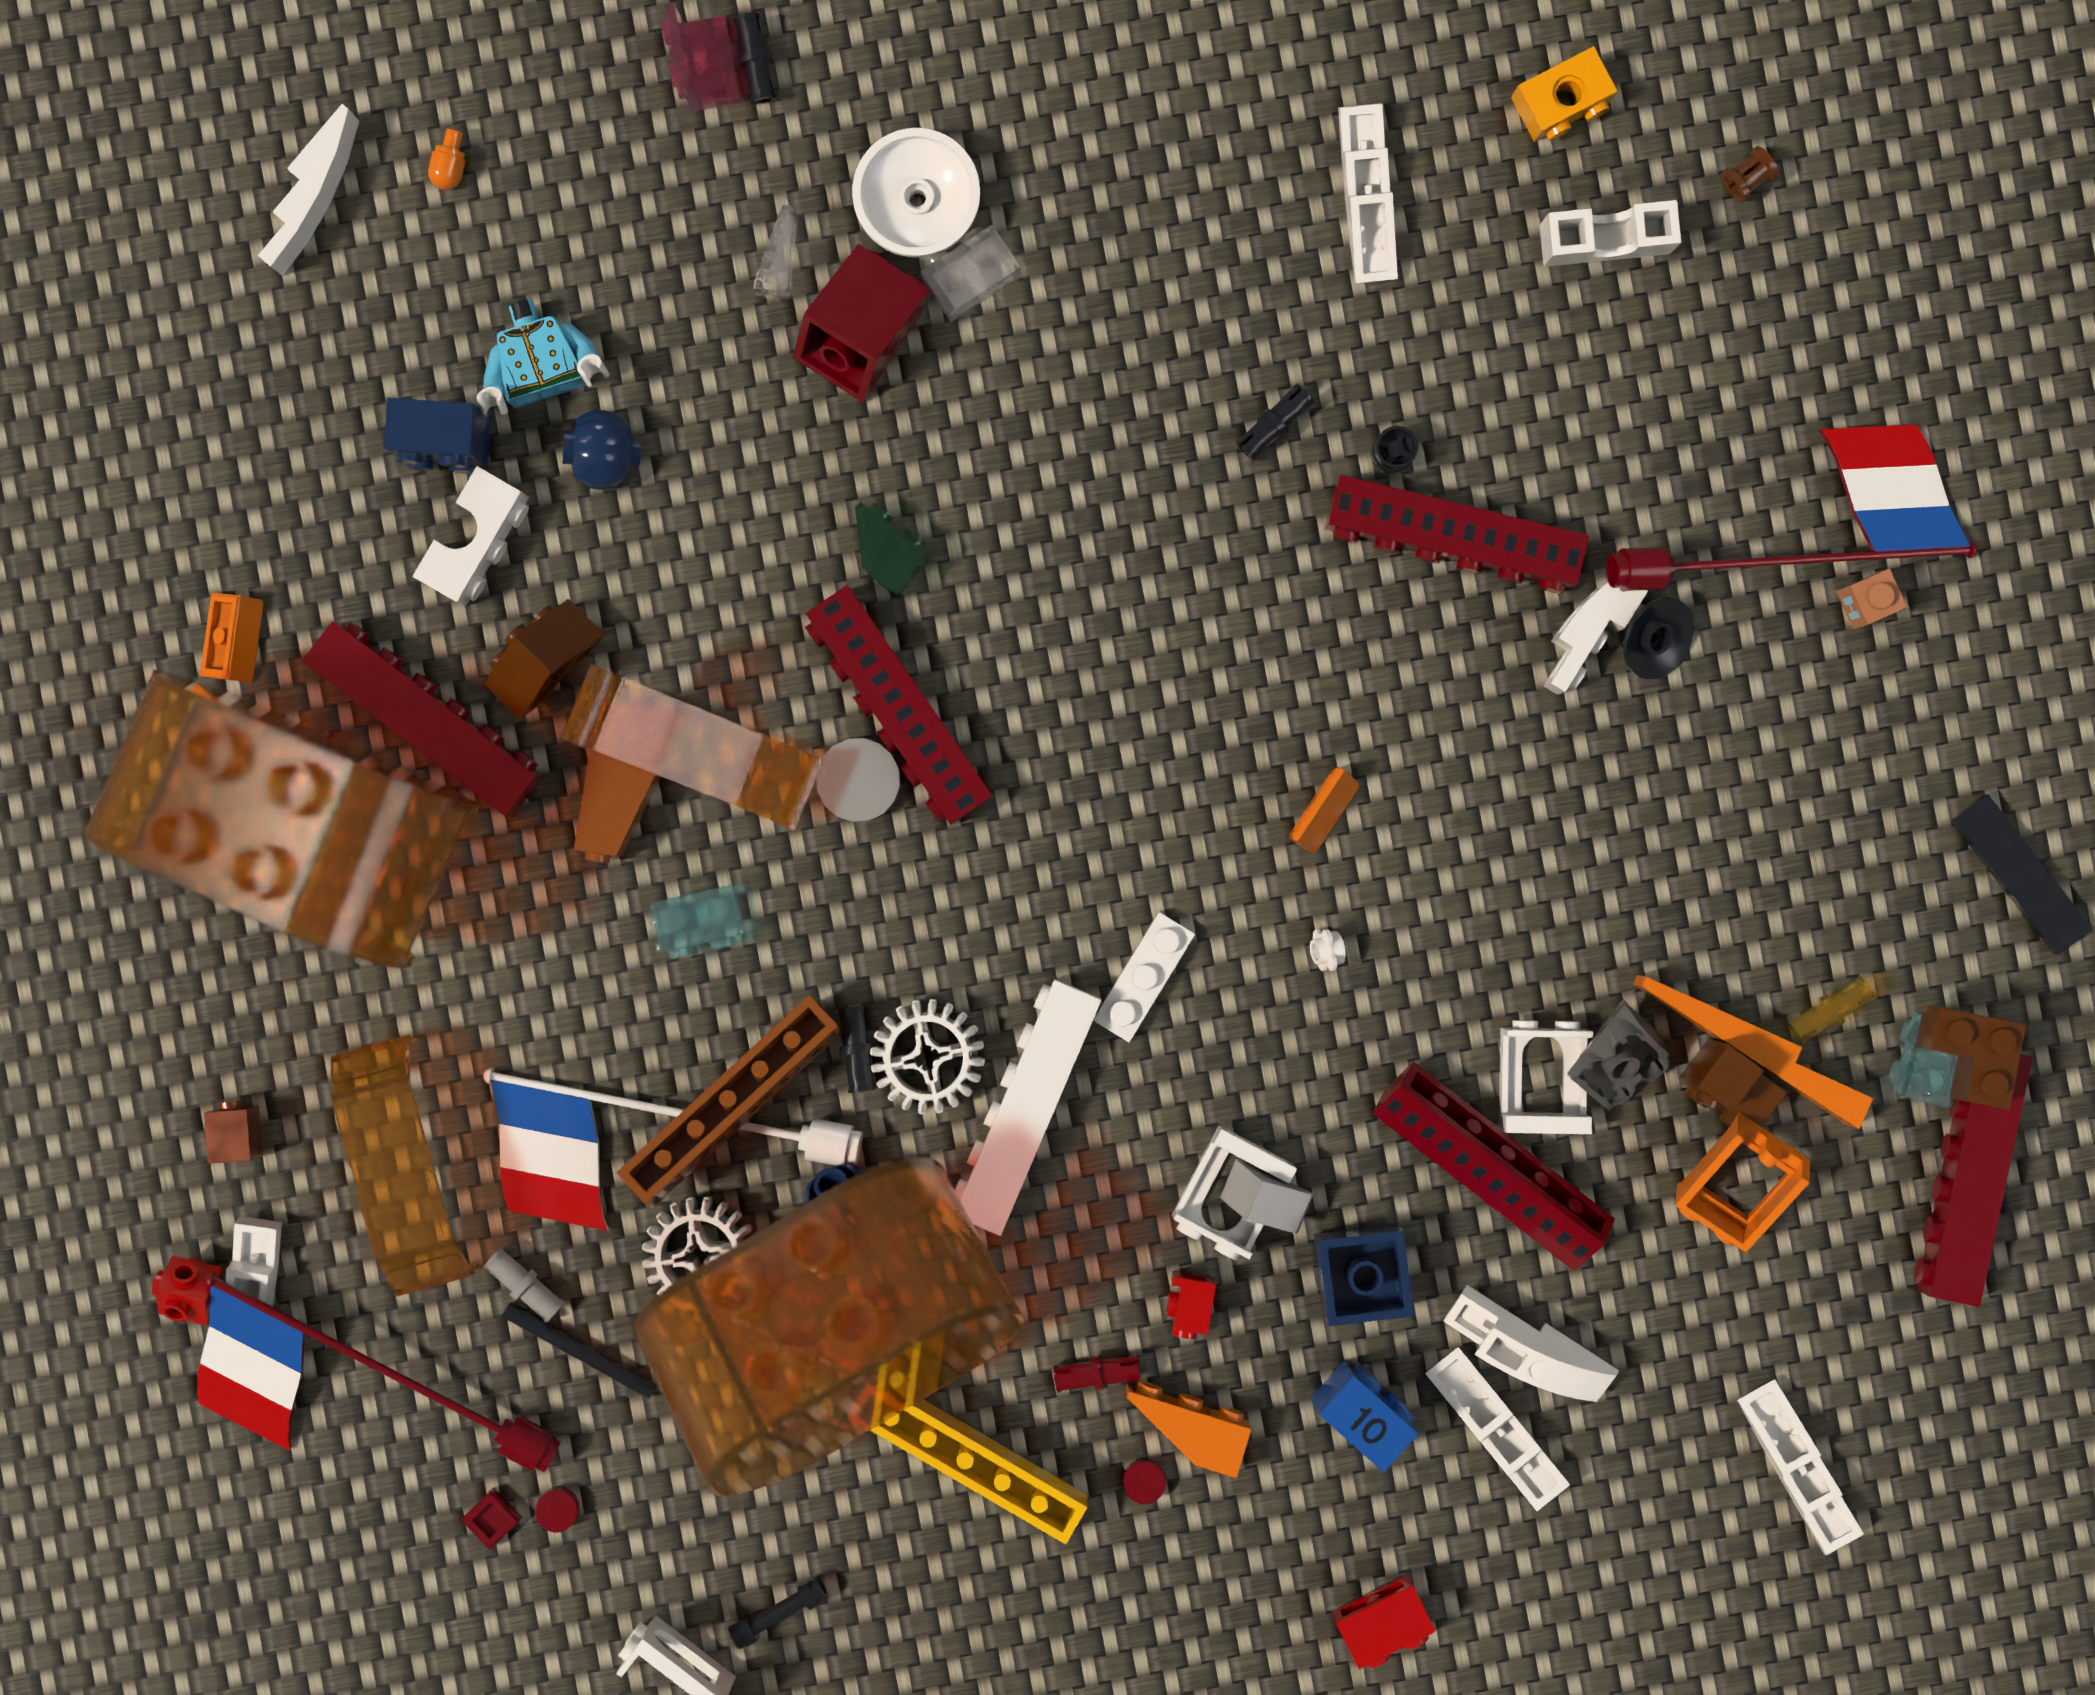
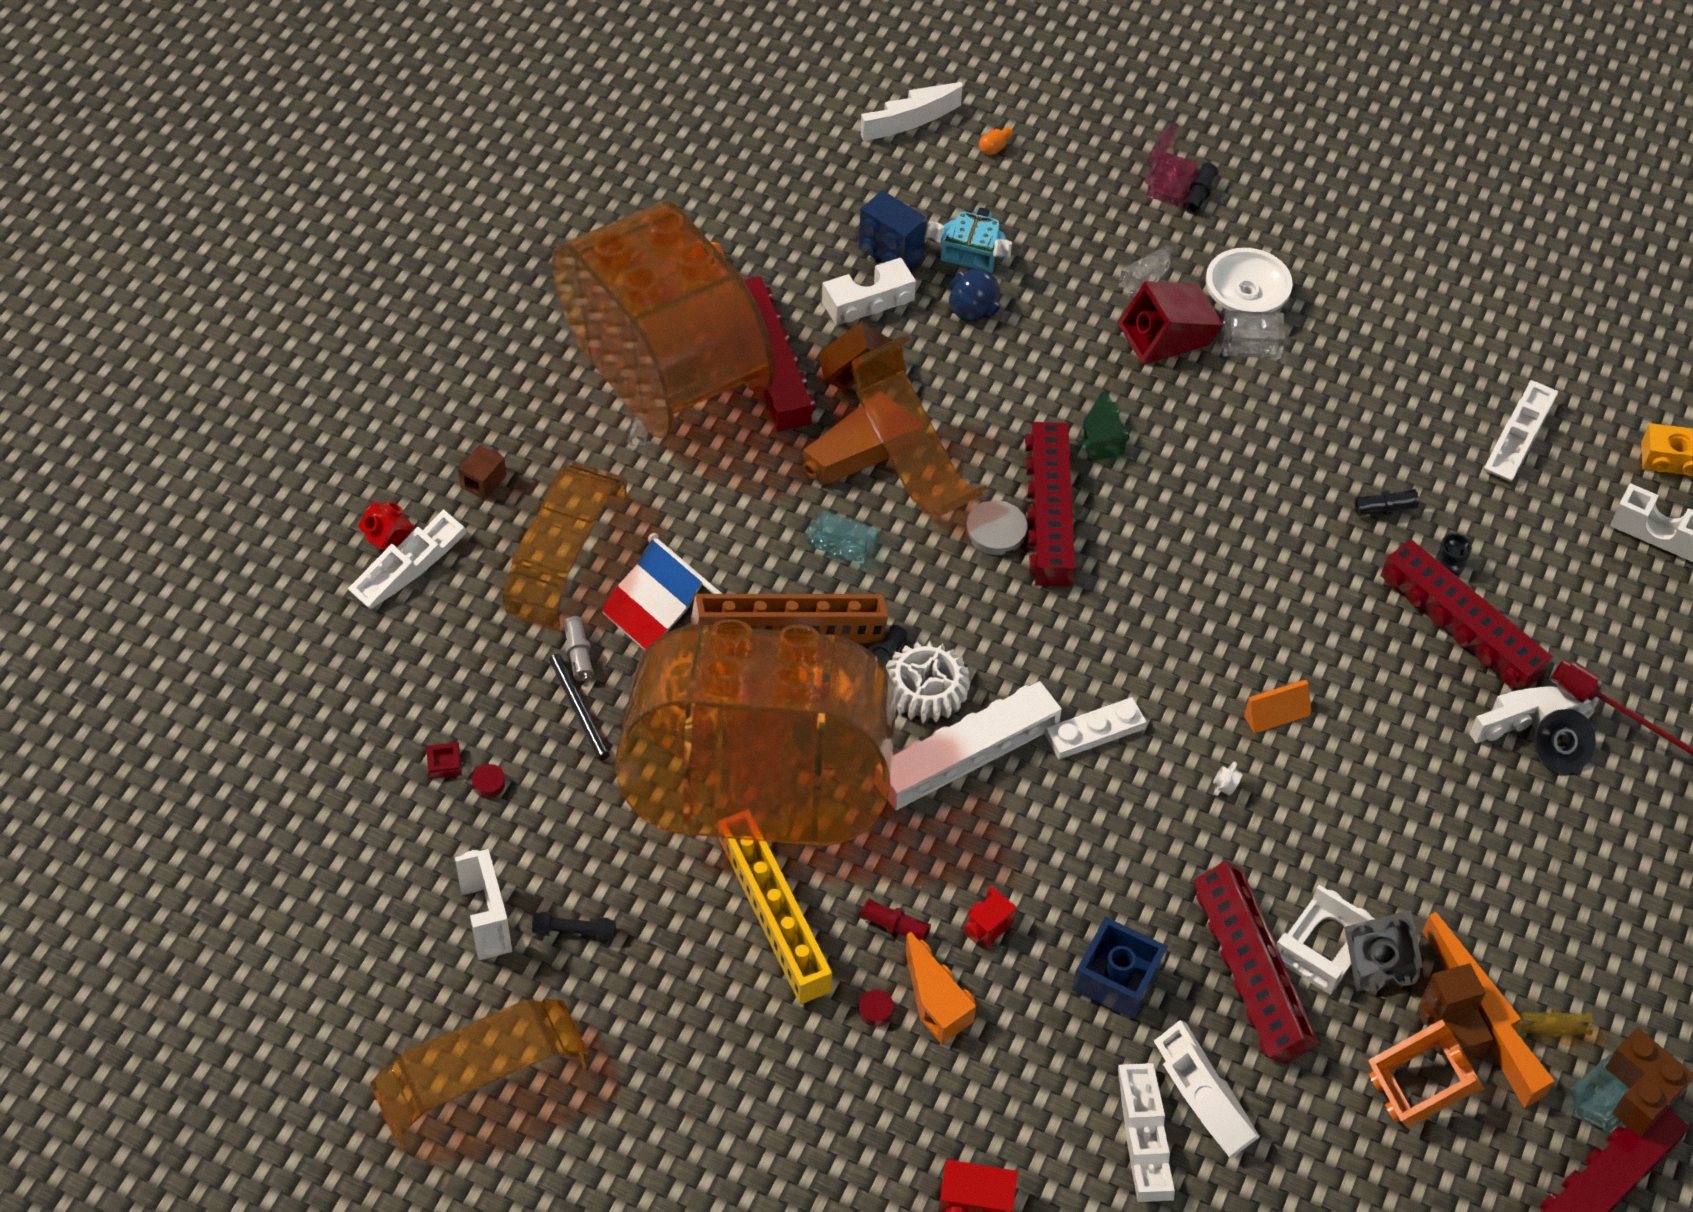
camera: 35 degrees right, 35 degrees down
(257, 1363) = (389, 584): flag -> none
(1188, 1211) = (1082, 846): white panel -> none
(1265, 1198) = (1088, 887): light grey slope -> none
(1364, 1416) = (1061, 1046): blue brick -> none

